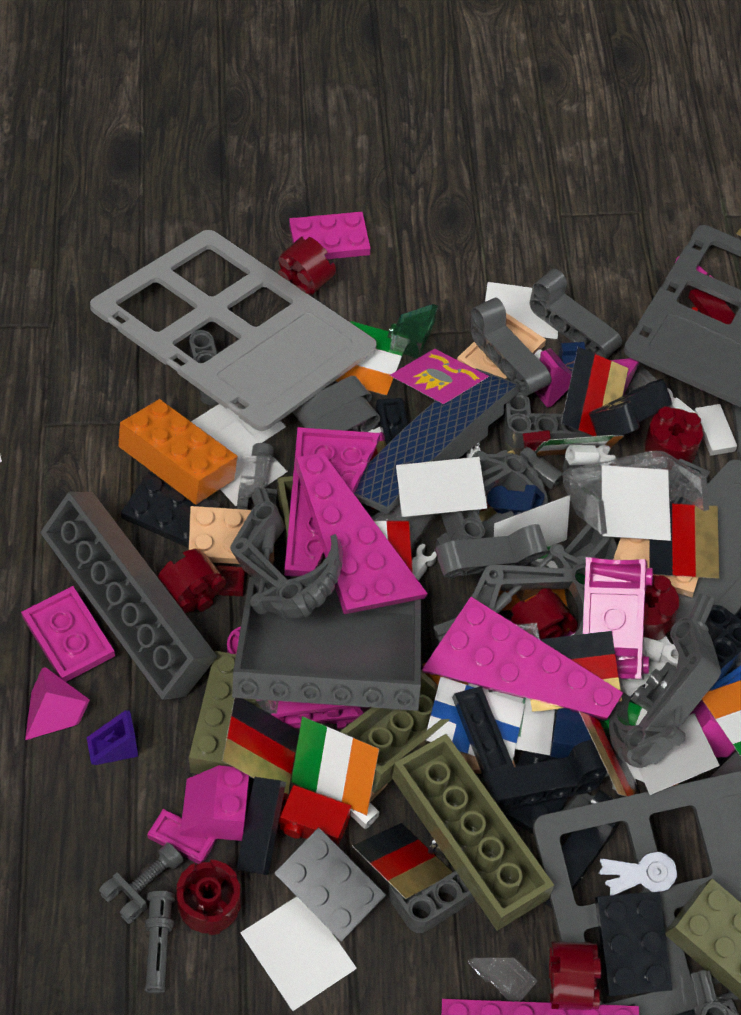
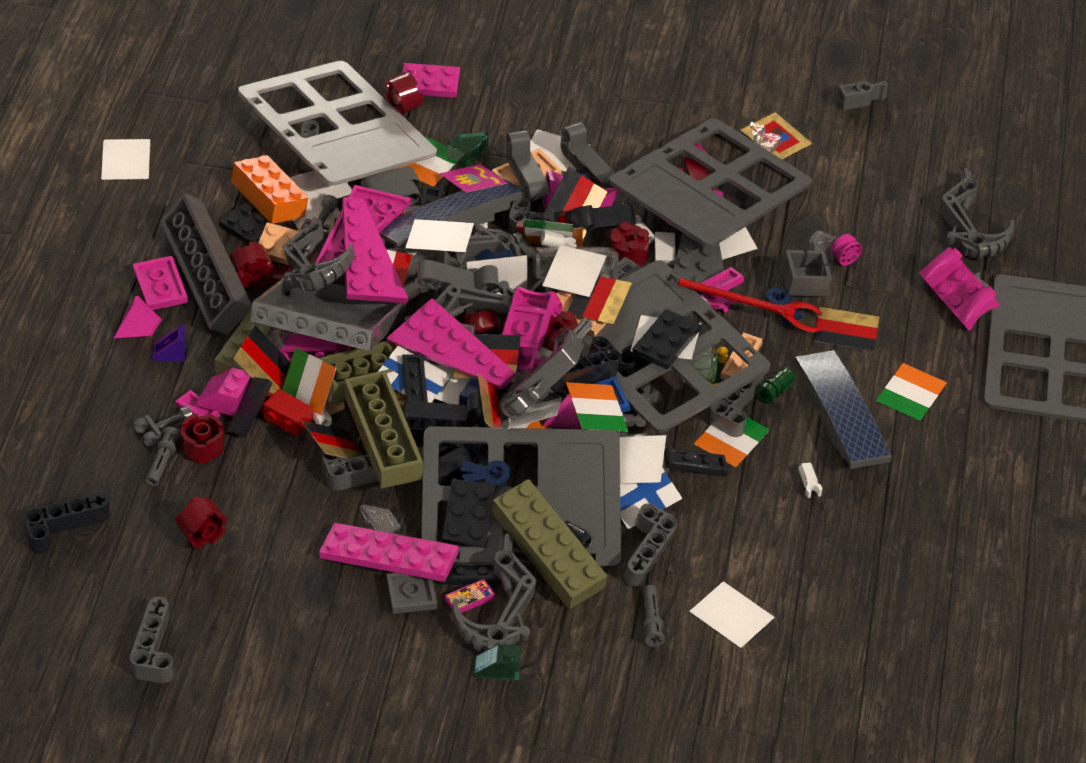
camera: 15 degrees right, 10 degrees down
(253, 474) = (317, 209): clear slope -> none
(298, 952) = (251, 483): white sticker -> none
(330, 884) = (283, 447): plate -> none
(574, 975) = (418, 515): dark red brick -> none

